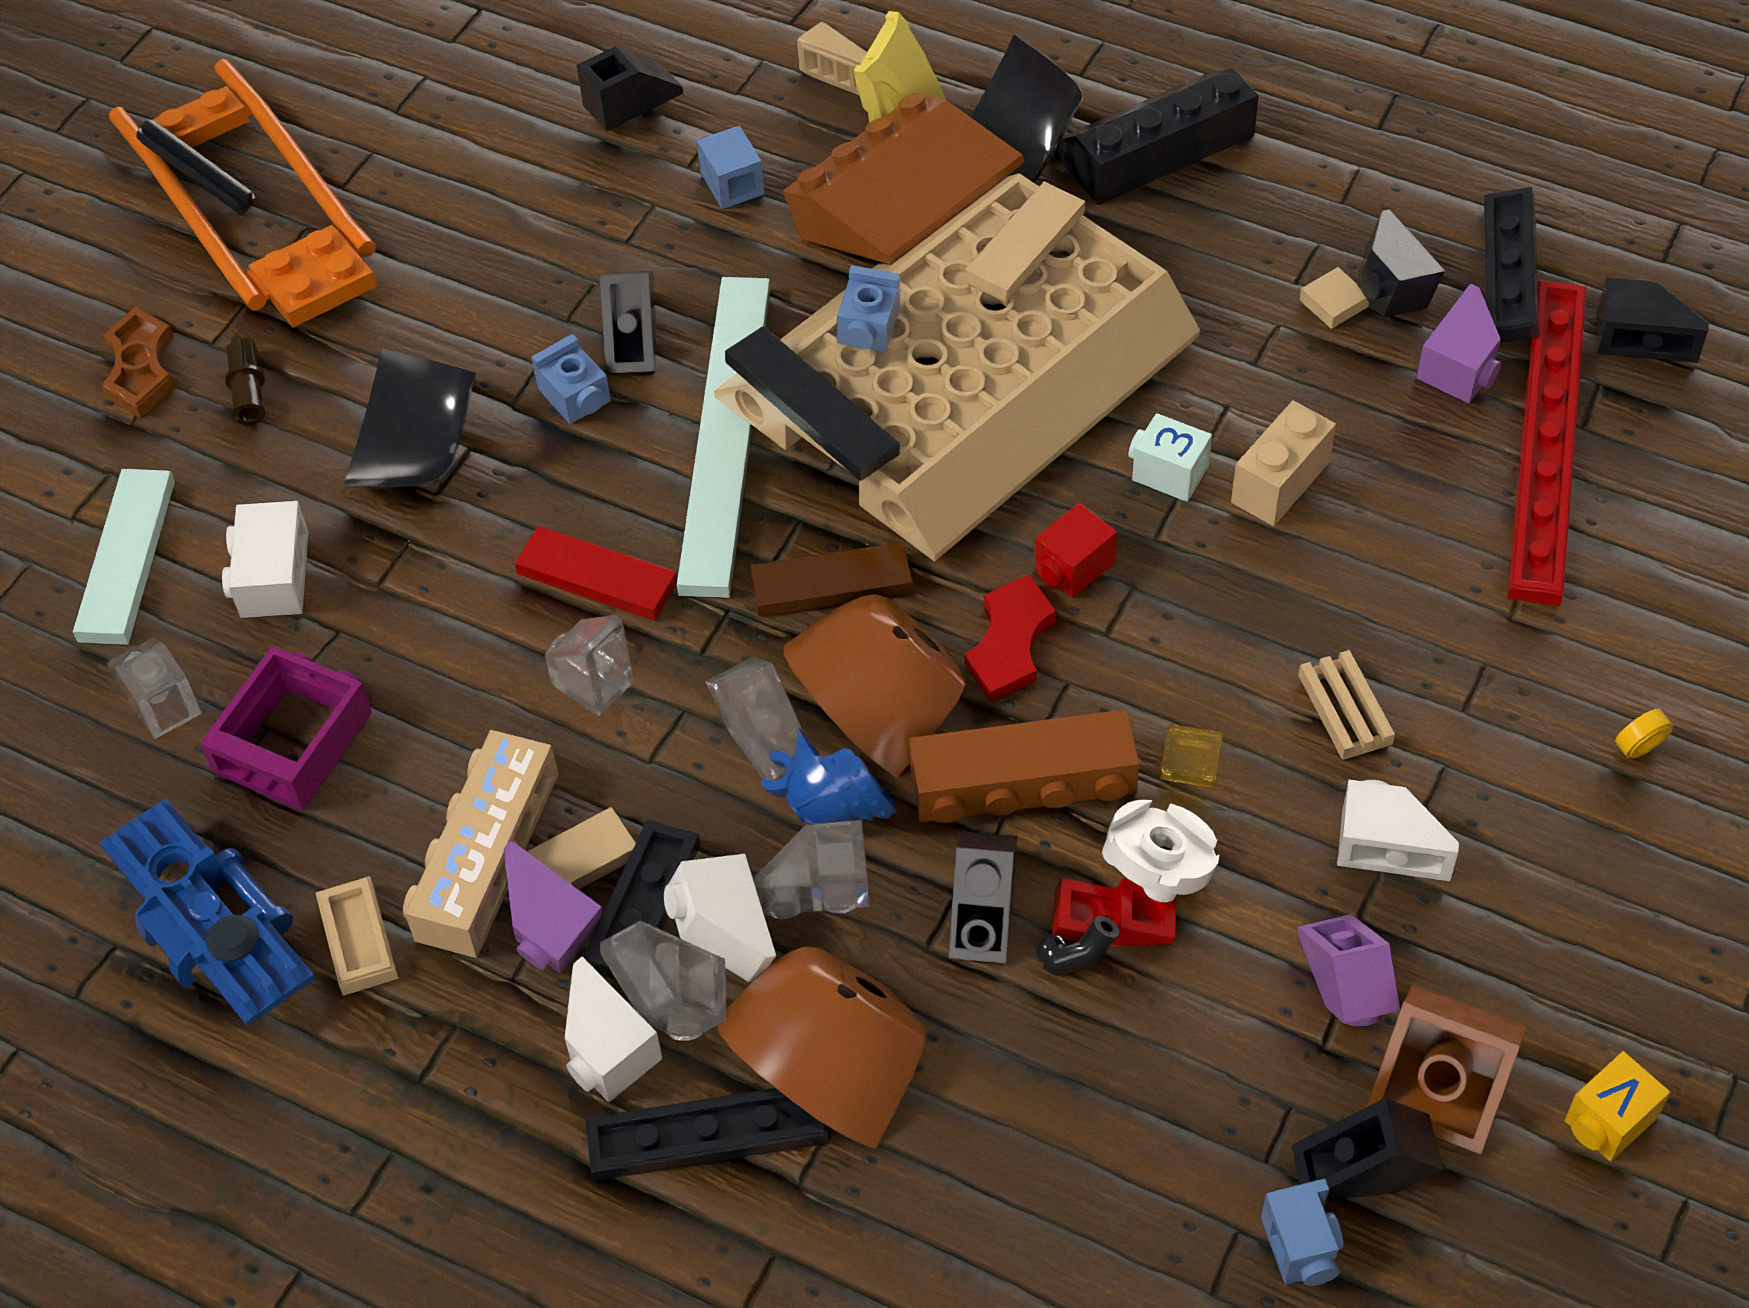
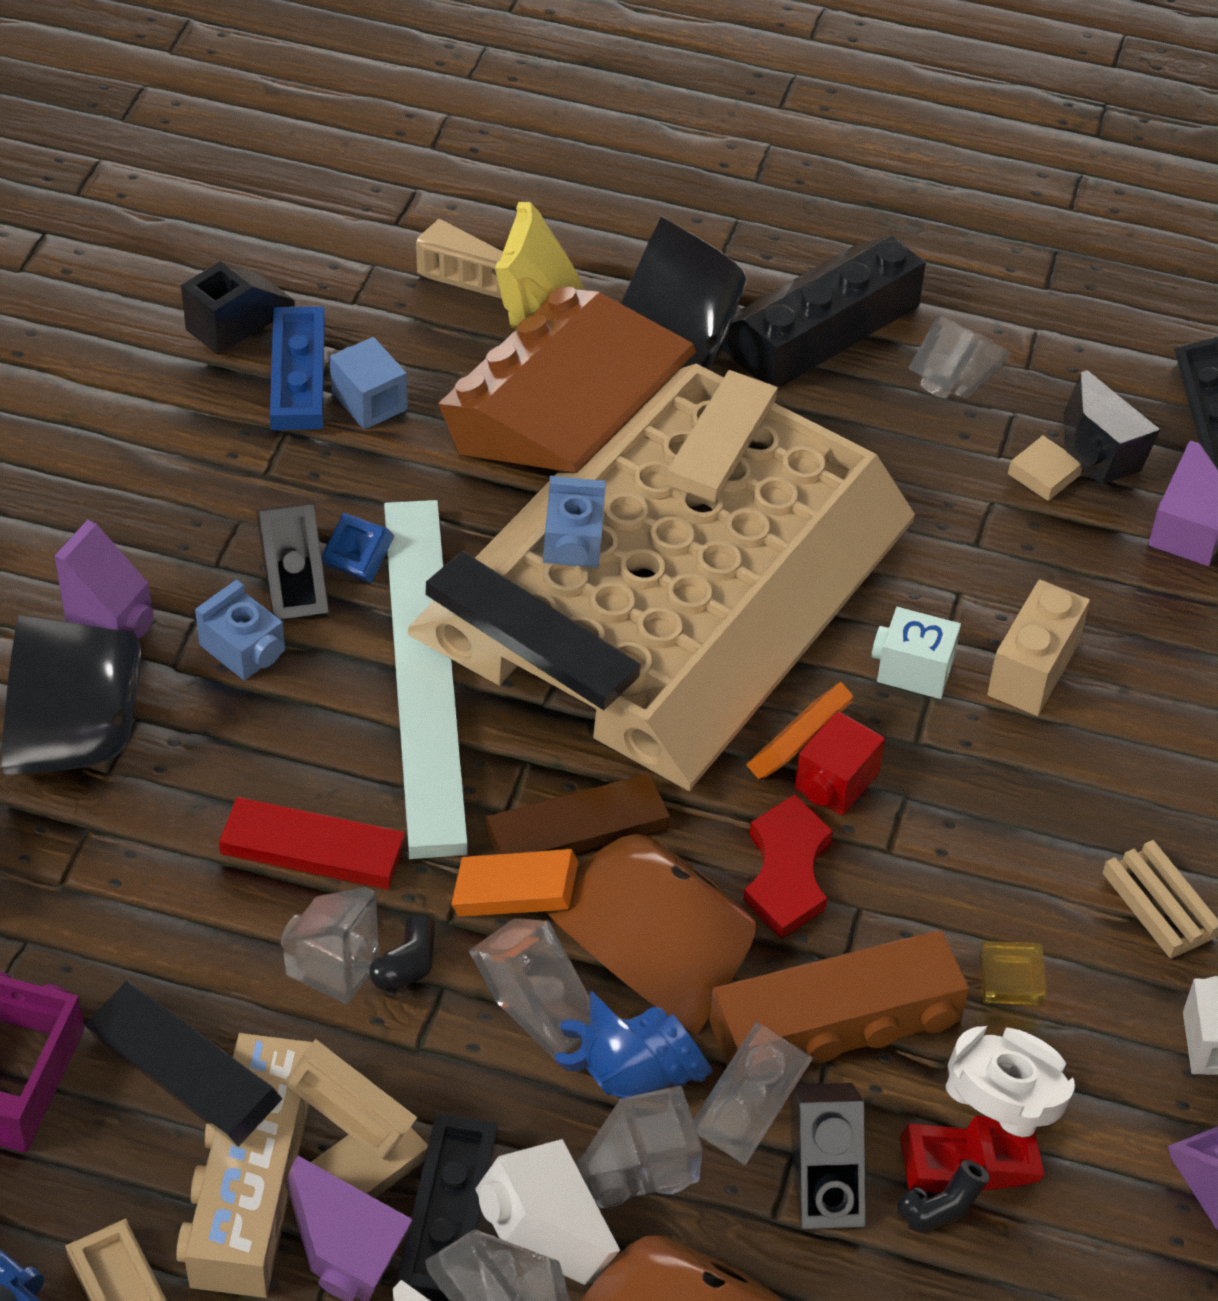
camera: 15 degrees left, 5 degrees down
(439, 750) = (183, 1063): none -> black tile
(456, 328) = (101, 584): none -> medium lavender slope
(569, 798) = (349, 1100): none -> tan tile
(655, 684) = (408, 961): none -> black arm
(671, 148) = (297, 368): none -> blue plate
(689, 315) = (357, 547): none -> blue tile
(761, 626) = (515, 883): none -> orange tile
(922, 834) = (751, 1093): none -> clear plate
(1035, 524) = (799, 731): none -> orange tile
(1272, 188) = (956, 359): none -> clear slope

